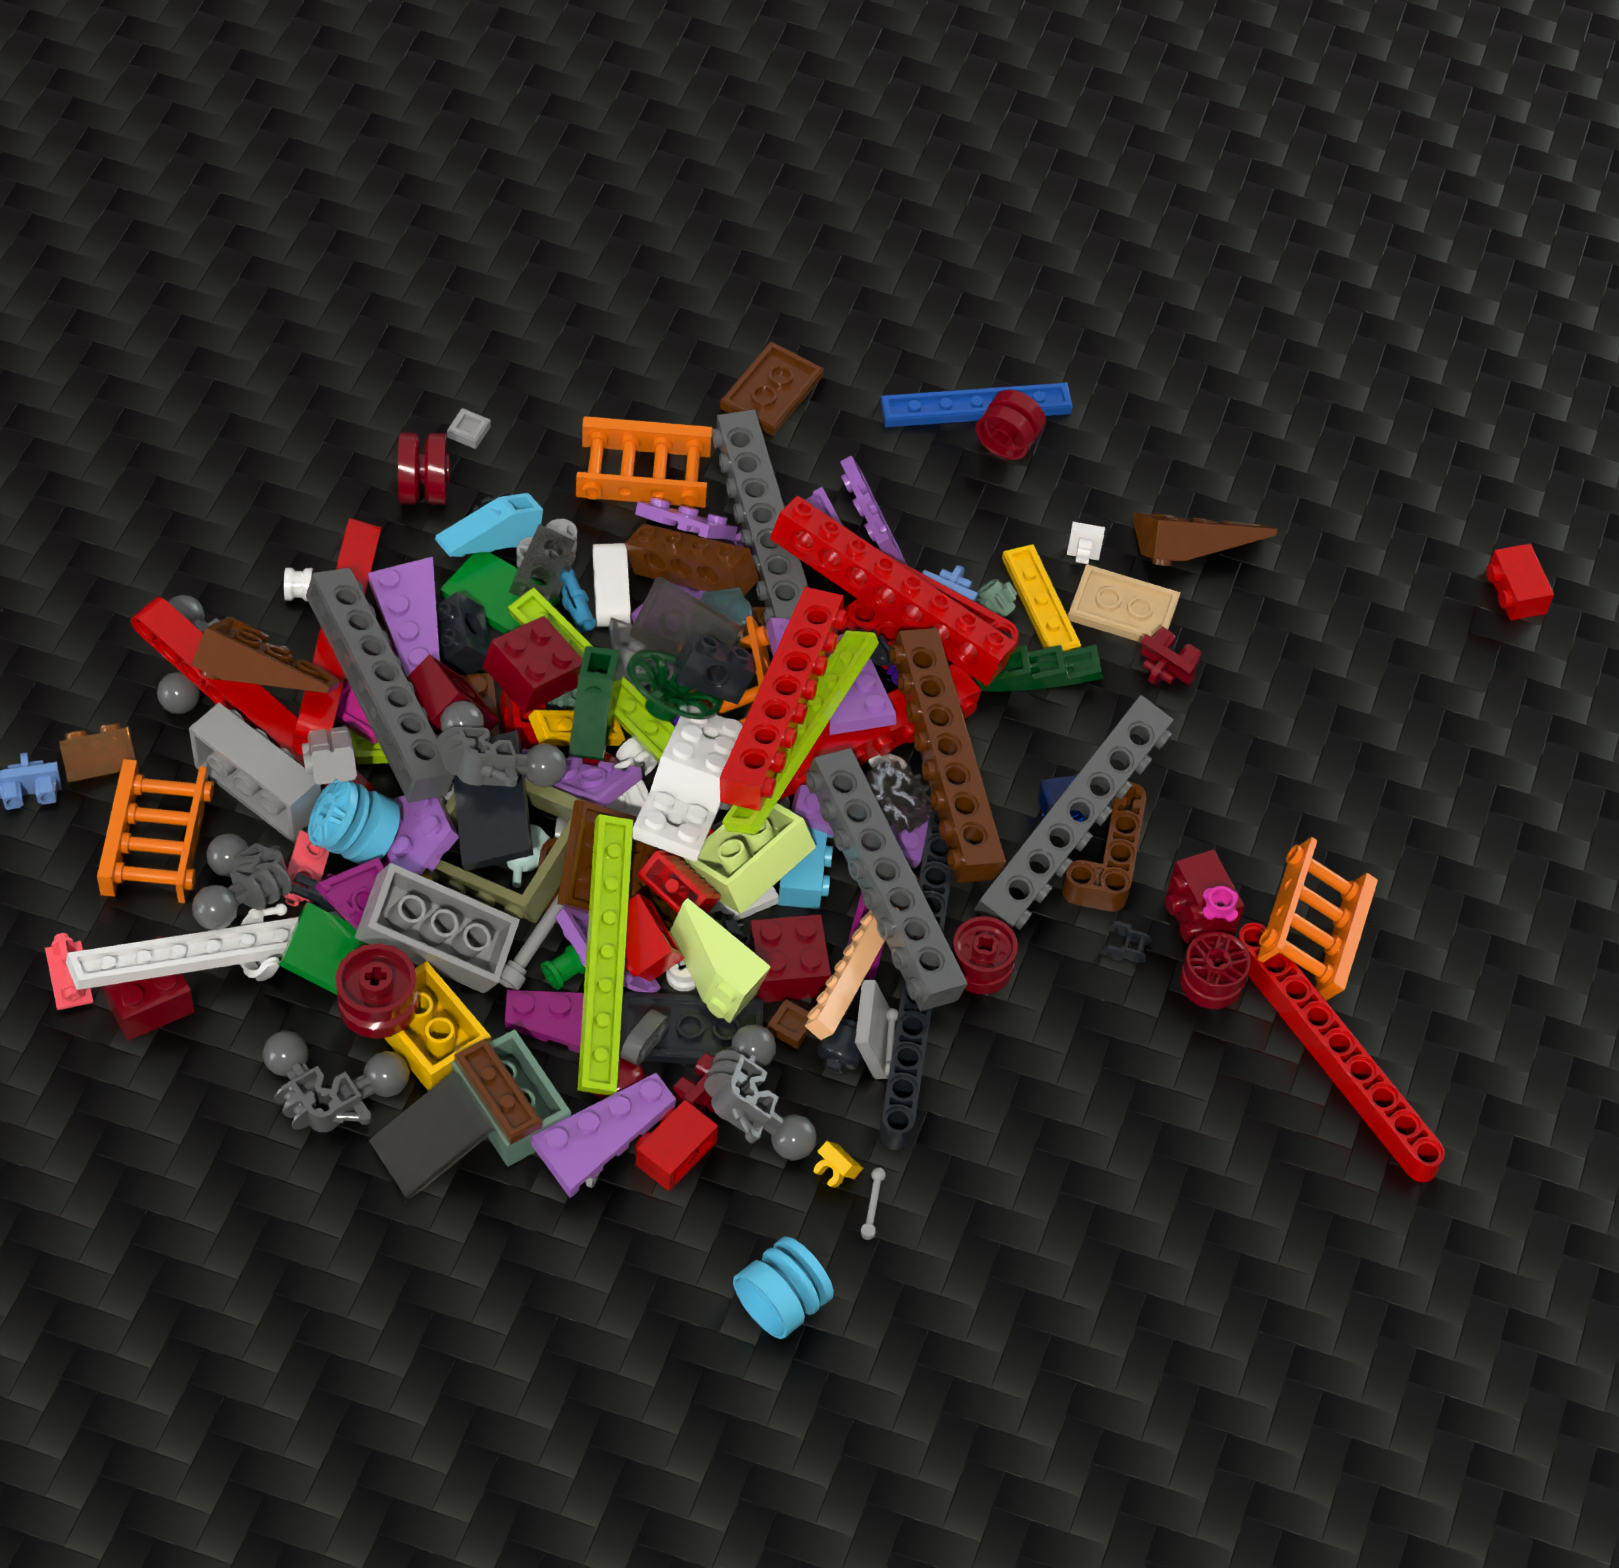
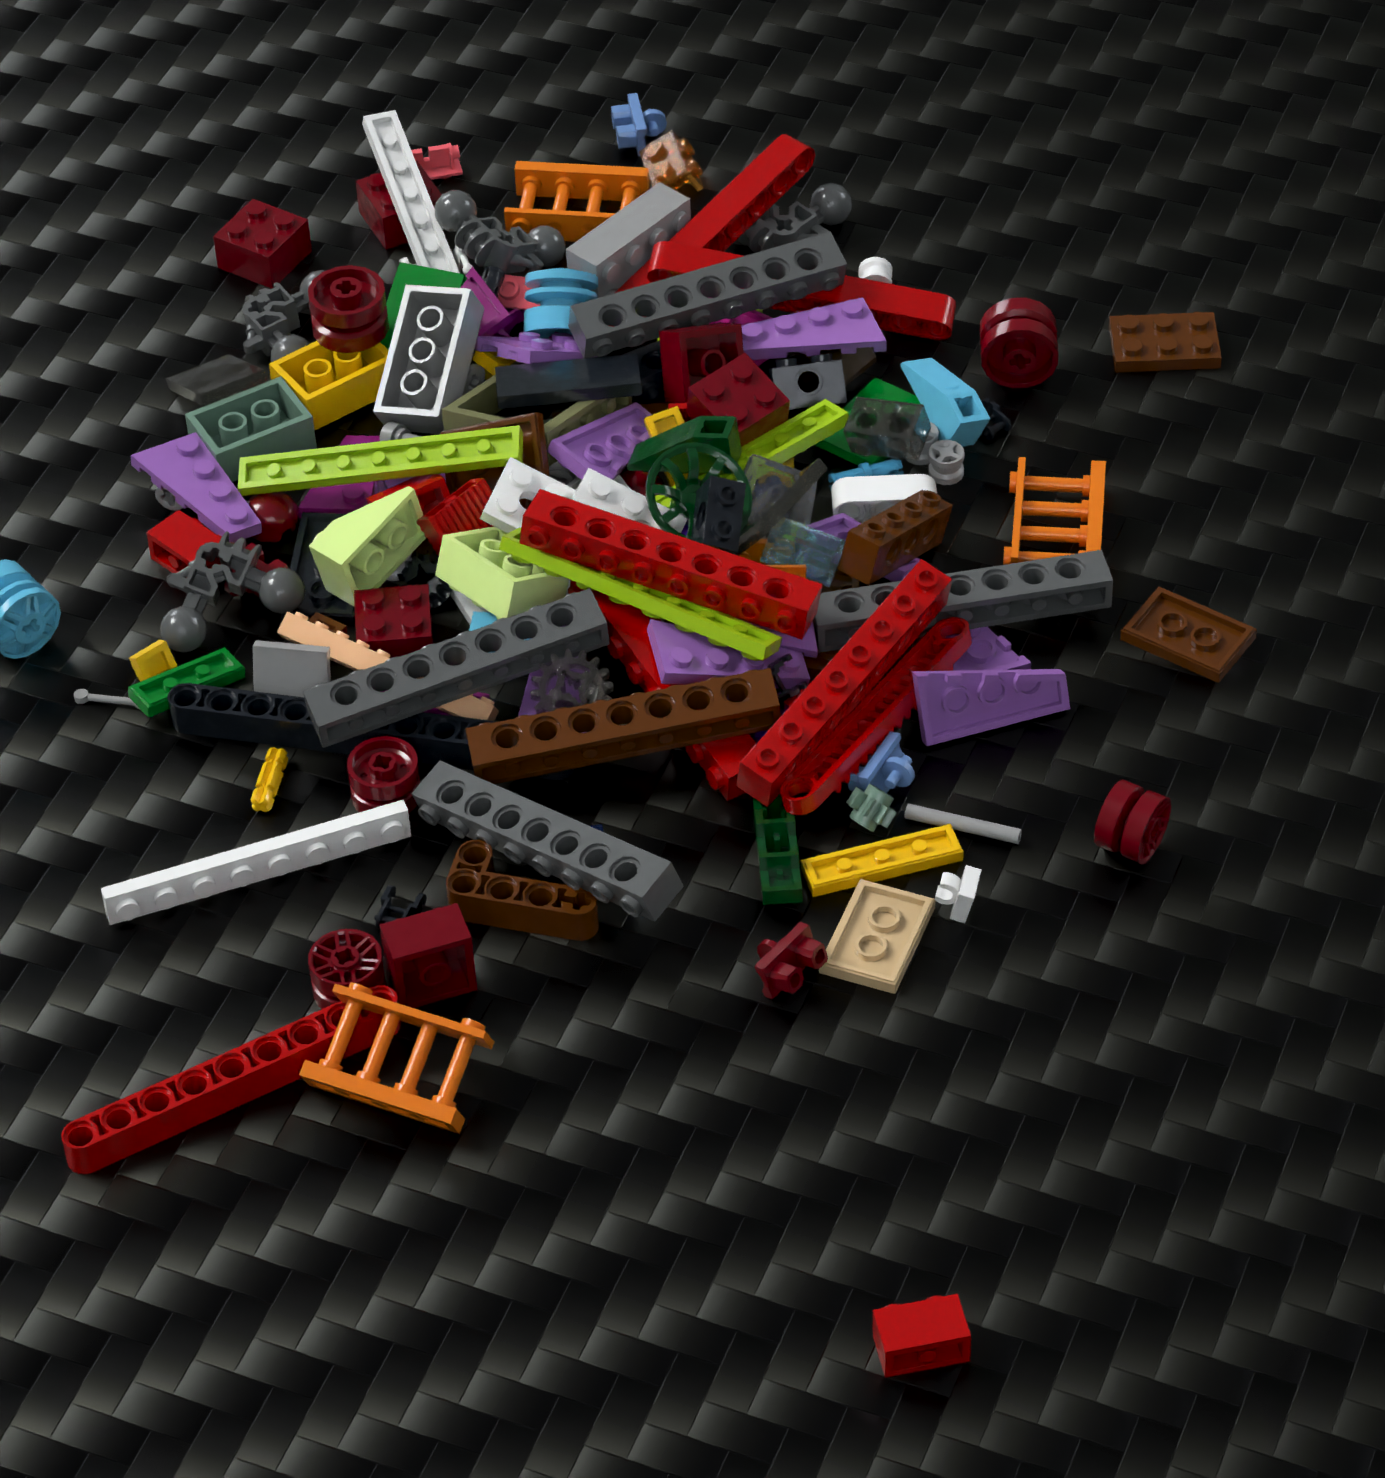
camera: 100 degrees right, 10 degrees down
(197, 1115) = (262, 243): none -> dark red brick
(241, 654) = (730, 207): reddish brown wedge -> none
(329, 755) = (613, 261): light grey brick -> none
(396, 380) = (1164, 342): none -> reddish brown plate
(468, 428) = (1102, 397): light grey tile -> none
(471, 757) = (599, 341): dark grey piece -> none
(498, 1091) = (240, 402): reddish brown tile -> none
(644, 1037) = (299, 511): dark grey beam -> none
(687, 519) = (959, 539): medium lavender wing -> none
(856, 1134) = (213, 669): none -> green tile
(966, 404) = (1187, 824): blue tile -> none
(976, 1056) = (269, 779): none -> yellow axle
(997, 544) = (963, 823): none -> light grey bar
(1095, 1064) = (256, 862): none -> white plate
(1176, 539) = (980, 987): reddish brown wedge -> none
(1223, 896) = (389, 927): dark pink plate -> none

